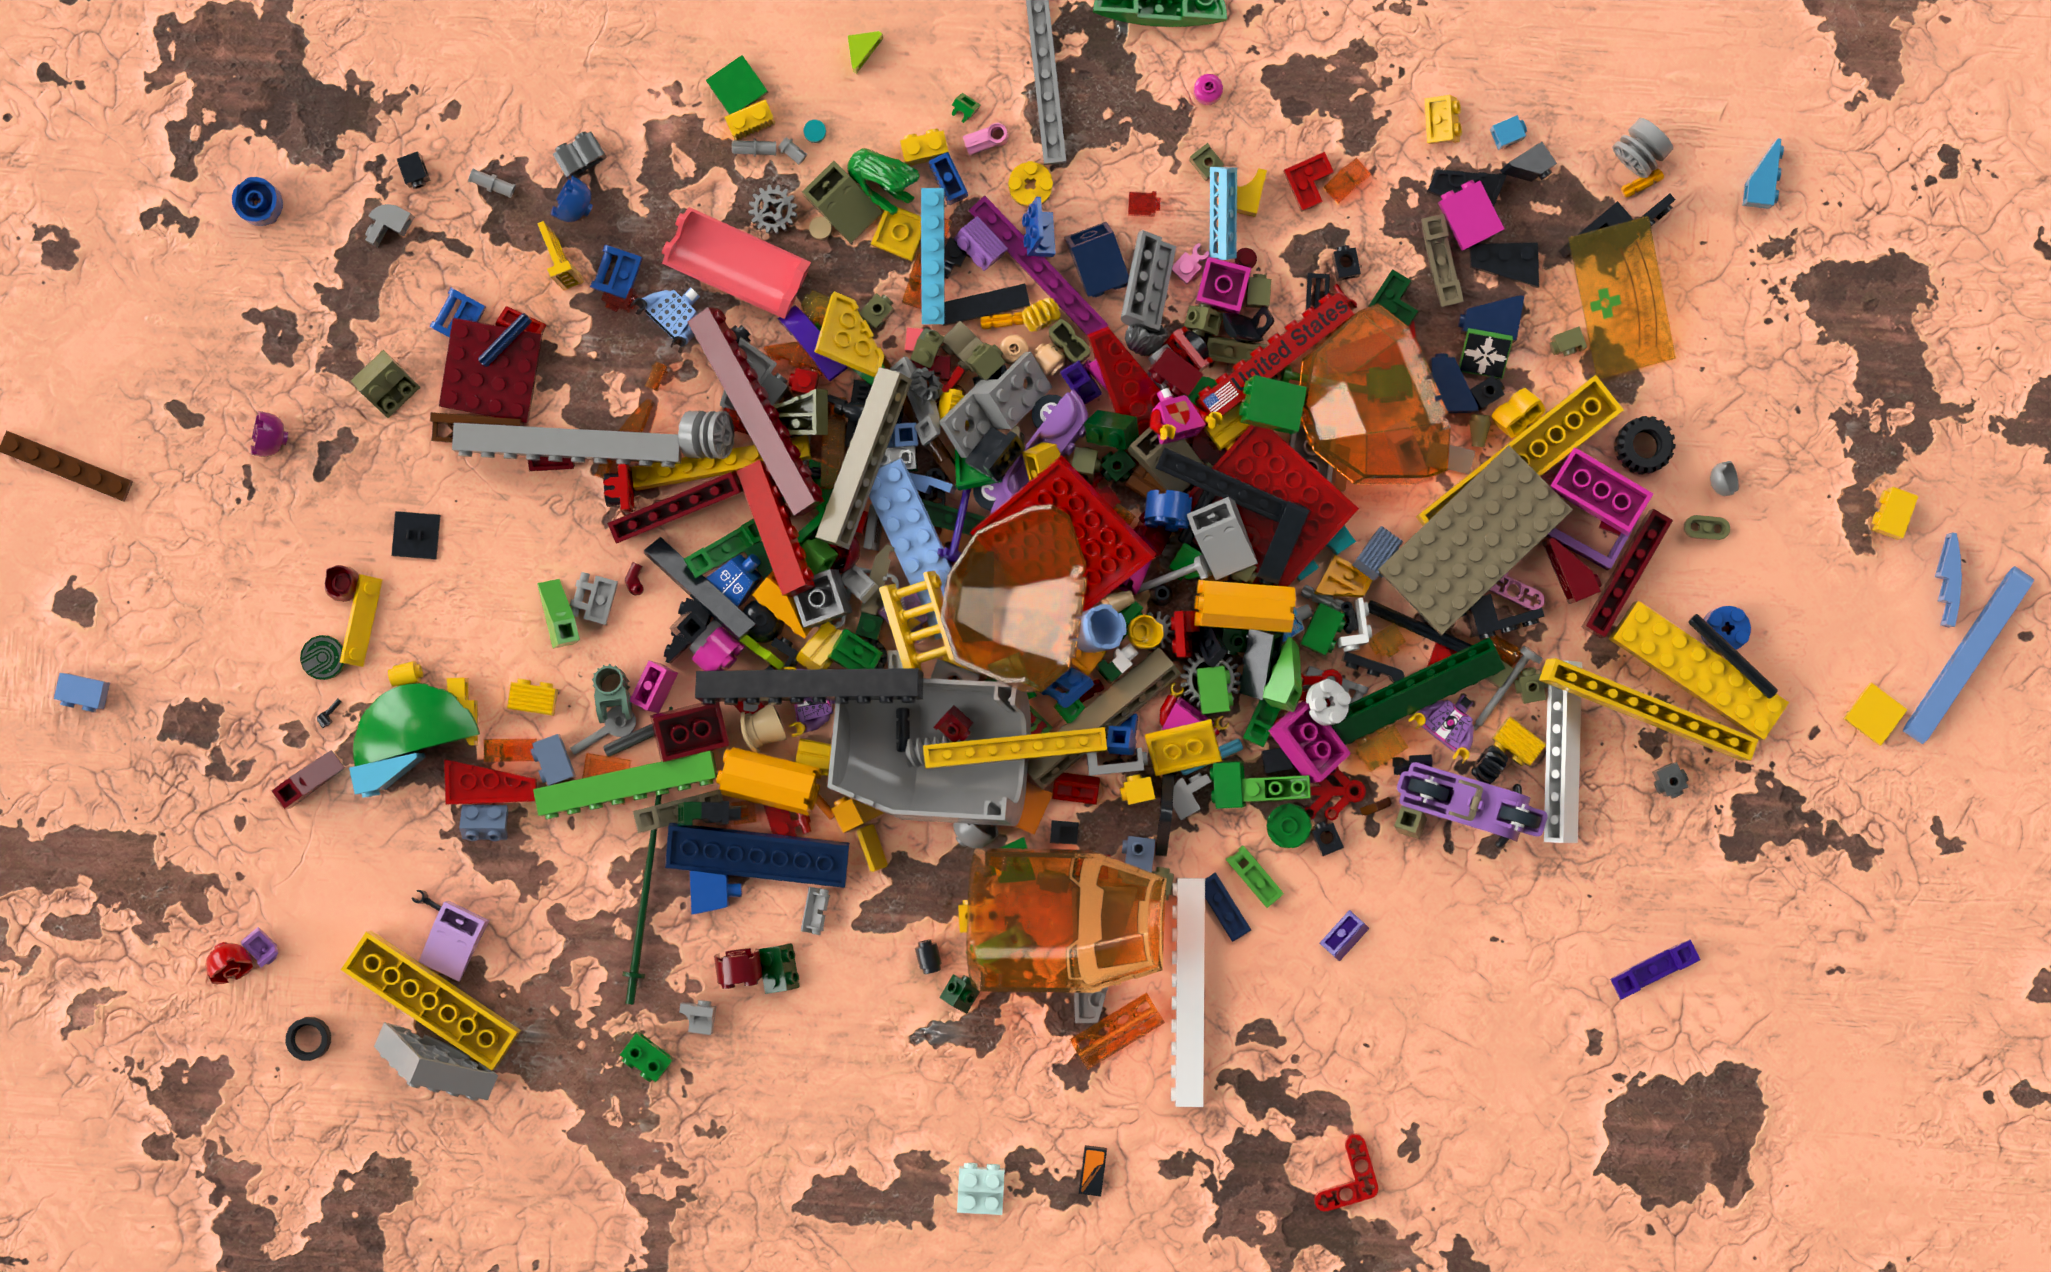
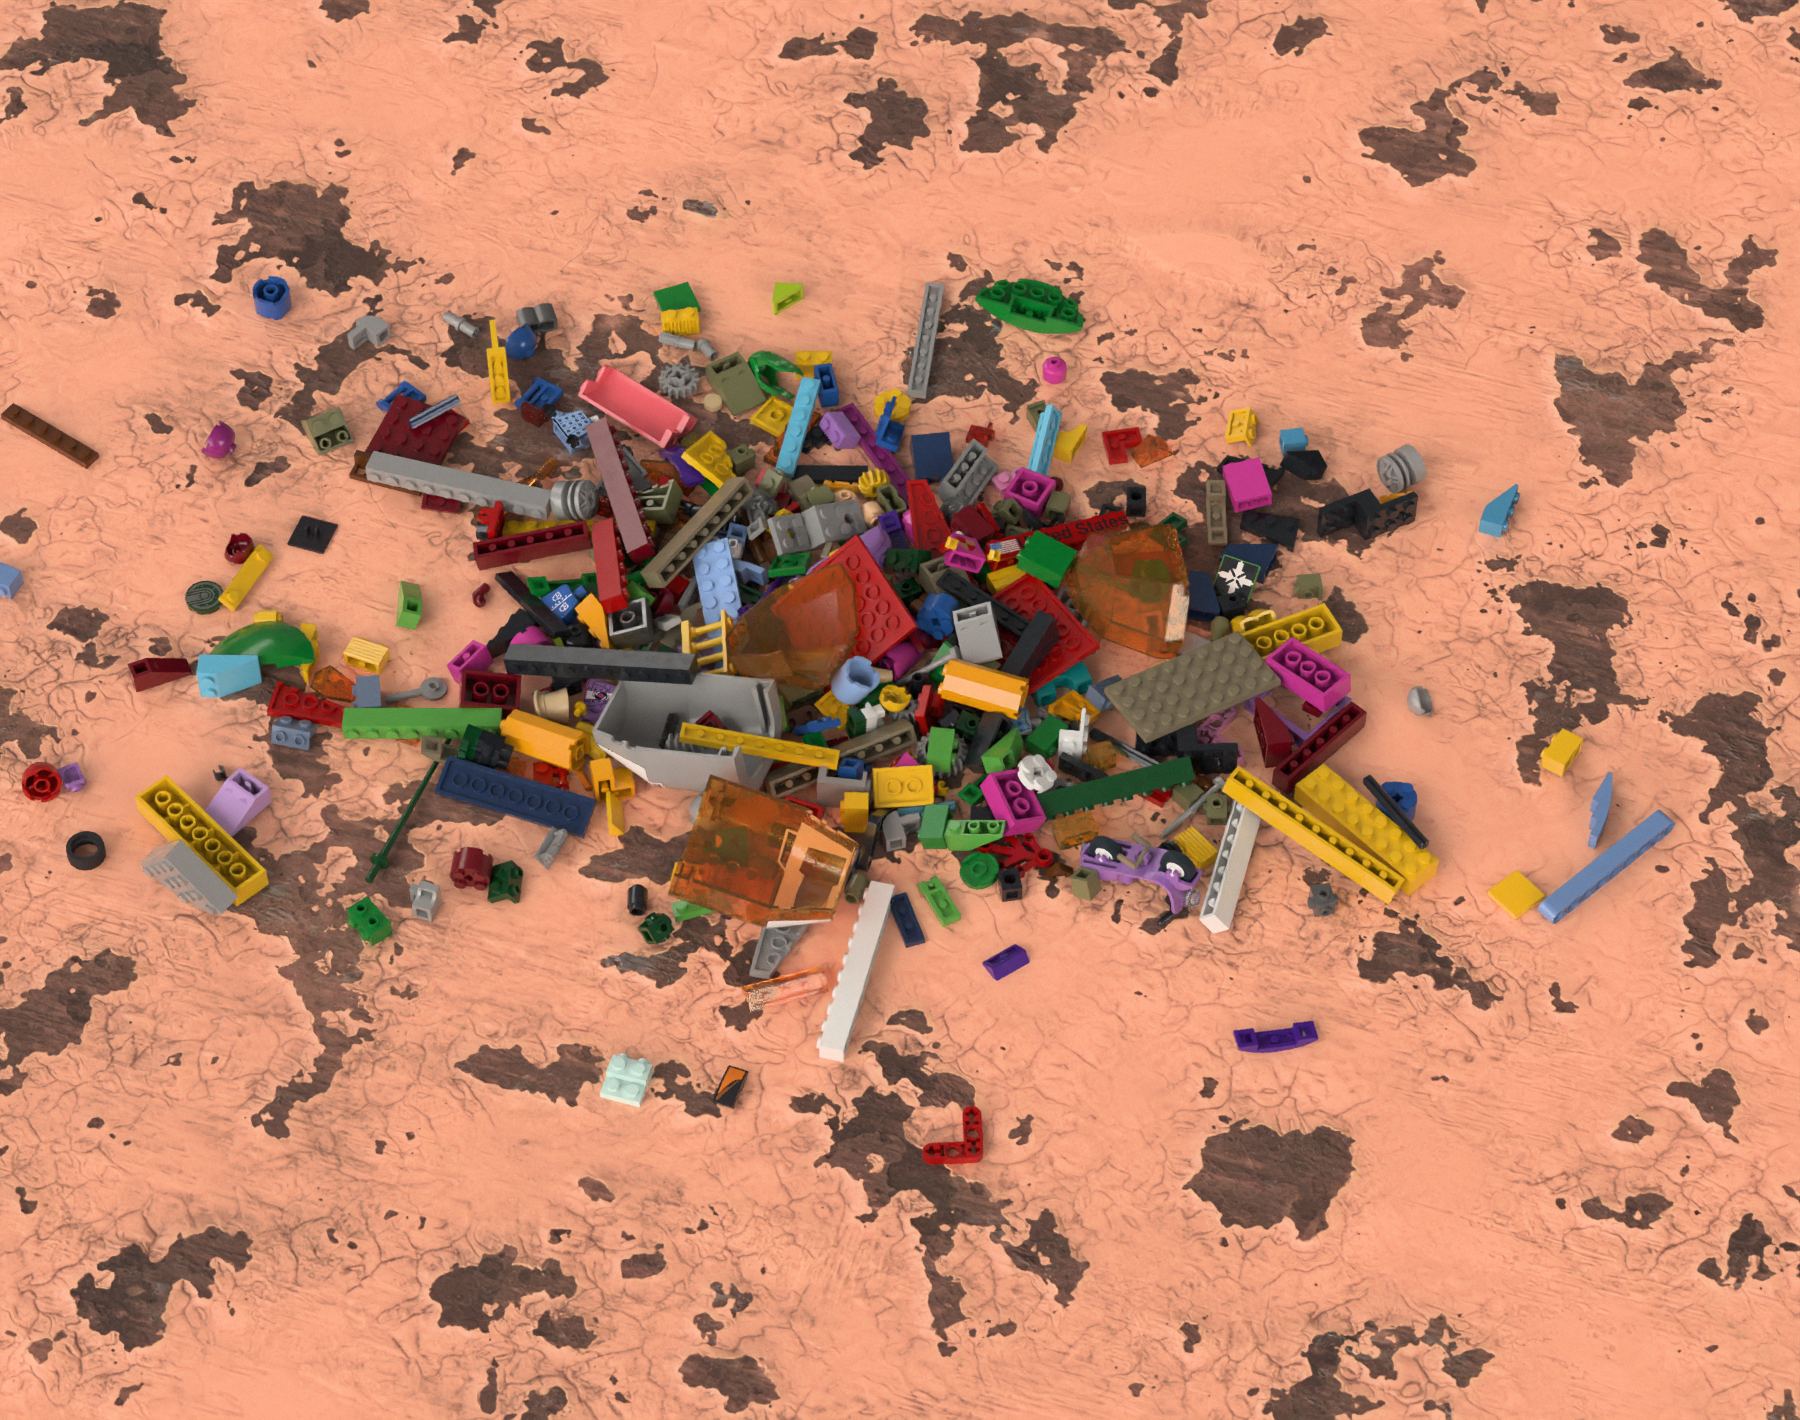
camera: 10 degrees right, 35 degrees down
(323, 718) = (189, 636): black hand -> none
(413, 170) = (402, 303): black brick -> none
(600, 599) = (447, 602): light grey plate -> none
(617, 697) = (434, 646): sand green piece -> none
(629, 740) = (437, 701): dark grey axle -> none
(688, 627) = (513, 618): black brick -> none
(711, 891) = (467, 816): blue torso -> none
(814, 131) = (729, 341): teal tile -> none
(965, 105) = (855, 347): green tile -> none
(983, 140) = (871, 368): bright pink piece -> none
(995, 453) = (809, 548): black bracket -> none
(1449, 724) = (1135, 819): torso -> none
(1622, 297) = (1360, 559): clear yellow piece -> none
(1663, 440) = (1359, 653): black tyre -> none
(1706, 527) = (1399, 734): olive plate -> none

